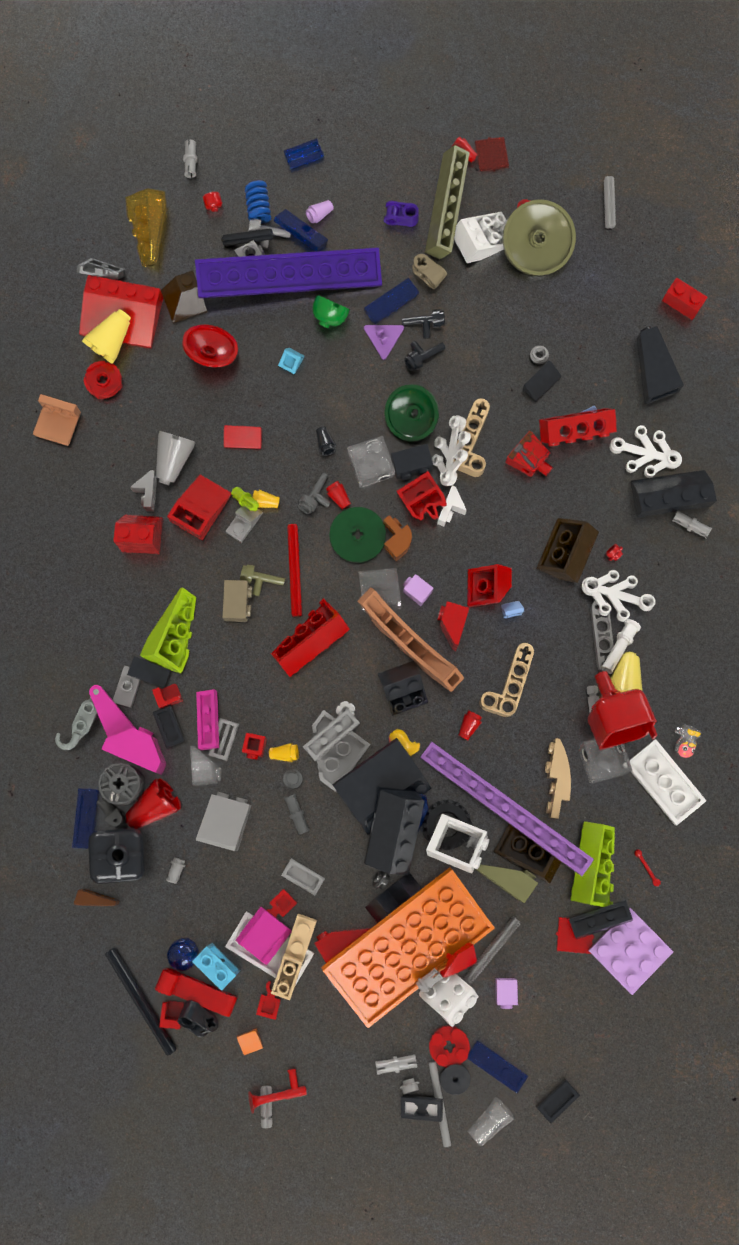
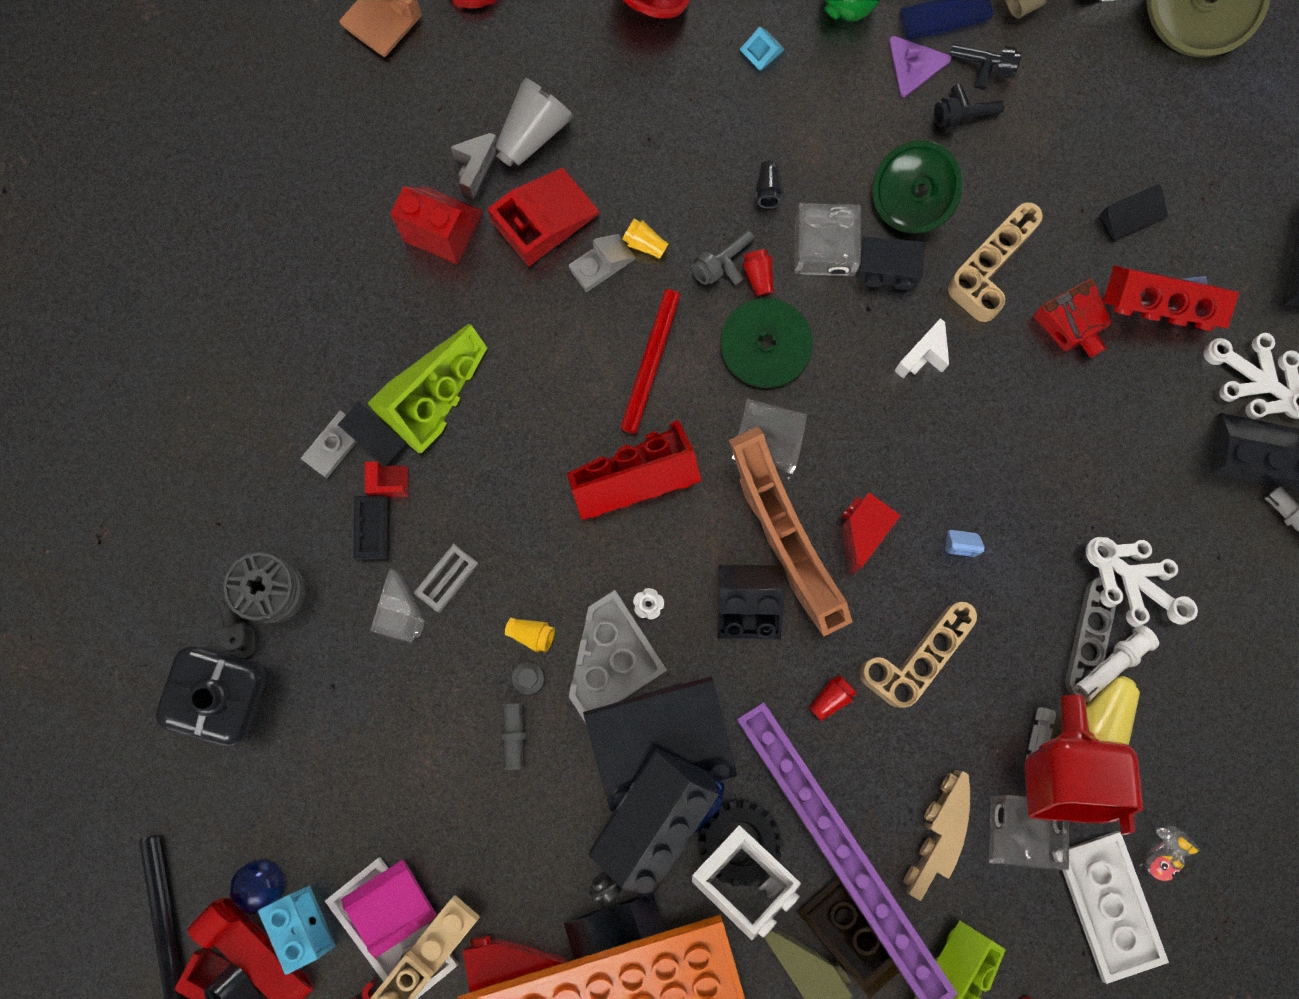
camera: 20 degrees right, 0 degrees up
(85, 817) = (193, 616): clear blue tile -> none
(90, 898) = (151, 745): reddish brown slope -> none
(123, 737) = (293, 520): dark pink slope -> none
(153, 805) = (300, 638): red cone -> none
(175, 870) = (296, 751): light grey pin -> none
(207, 719) = (432, 539): dark pink plate -> none
(224, 822) = (396, 707): light grey slope -> none
(236, 600) = (544, 374): dark tan brick -> none
(242, 437) = (647, 134): slope -> none
(245, 499) = (615, 226): lime axle -> none
(248, 574) = (578, 340): olive piece -> none
(254, 746) = (487, 605): red brick -> none
(282, 904) = (437, 867): red plate -> none
(303, 877) = (486, 837): light grey tile -> none
(331, 735) = (612, 633): light grey tile -> none
(401, 541) = (831, 373): dark orange brick -> none
(410, 747) = (727, 698): yellow animal -> none
(417, 589) = (827, 458): lavender brick -> none
(422, 496) = (888, 320): red plate -> none
(448, 473) = (940, 298): white plant -> none
(488, 584) = (941, 491): red slope -> none
(542, 350) = (1148, 164): light grey plate -> none
(568, 549) = (1085, 482): dark brown slope -> none
(614, 552) = (1156, 514): red plate -> none

